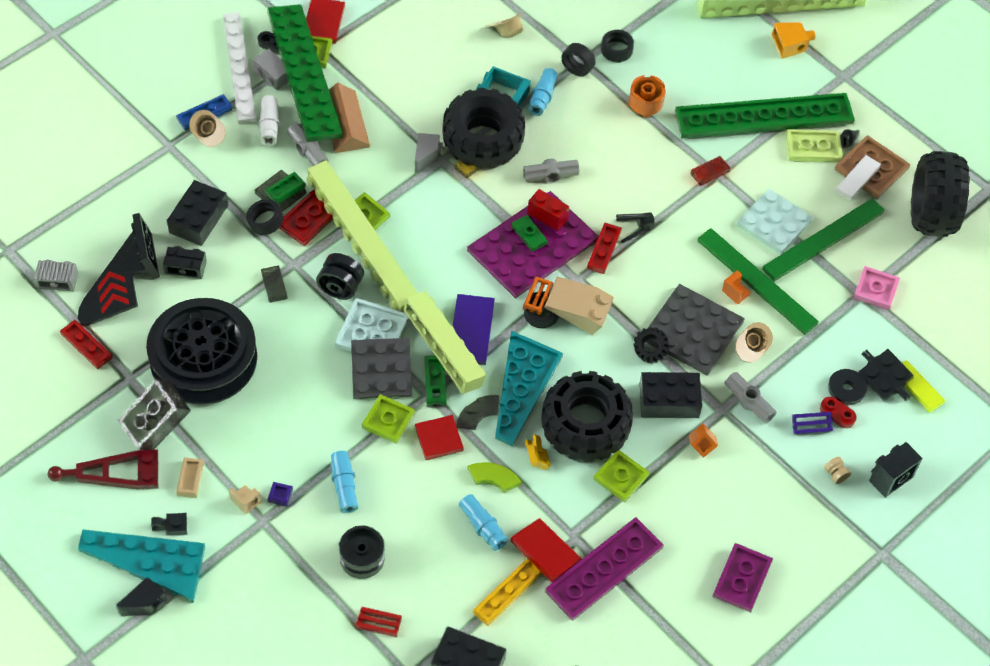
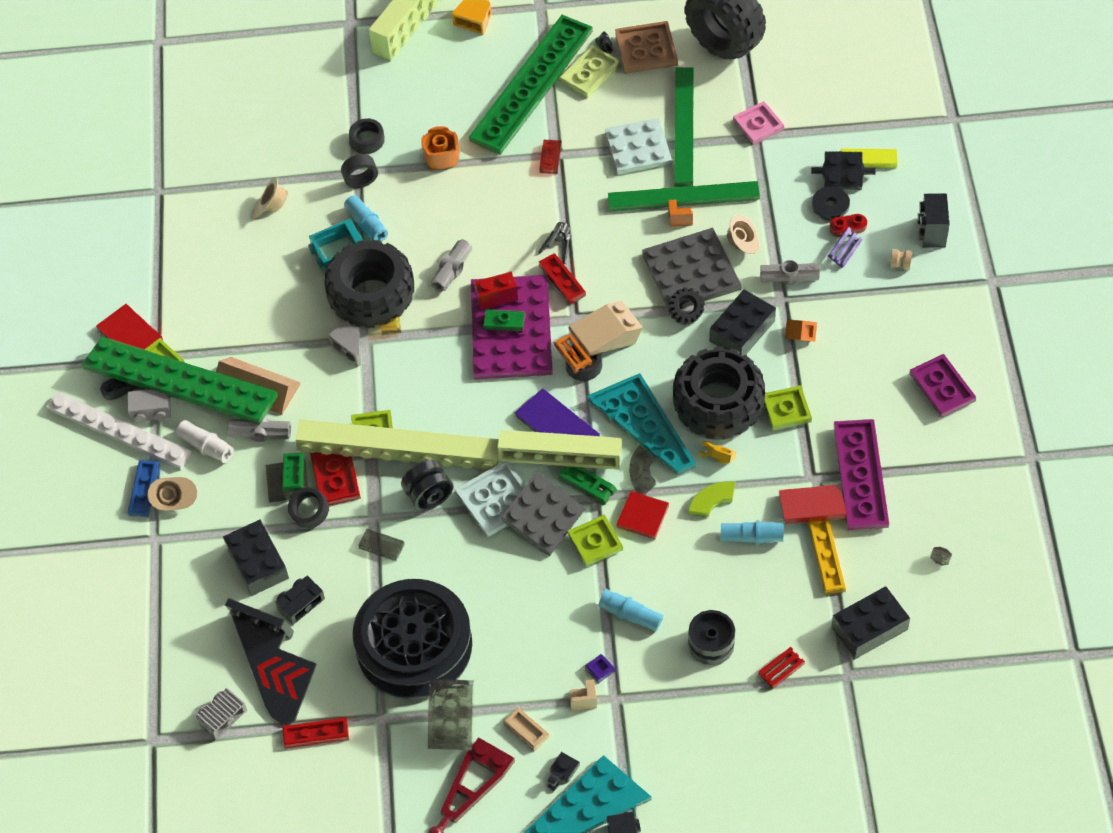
camera: 45 degrees left, 0 degrees up
(858, 177) = (651, 62): white tile -> none

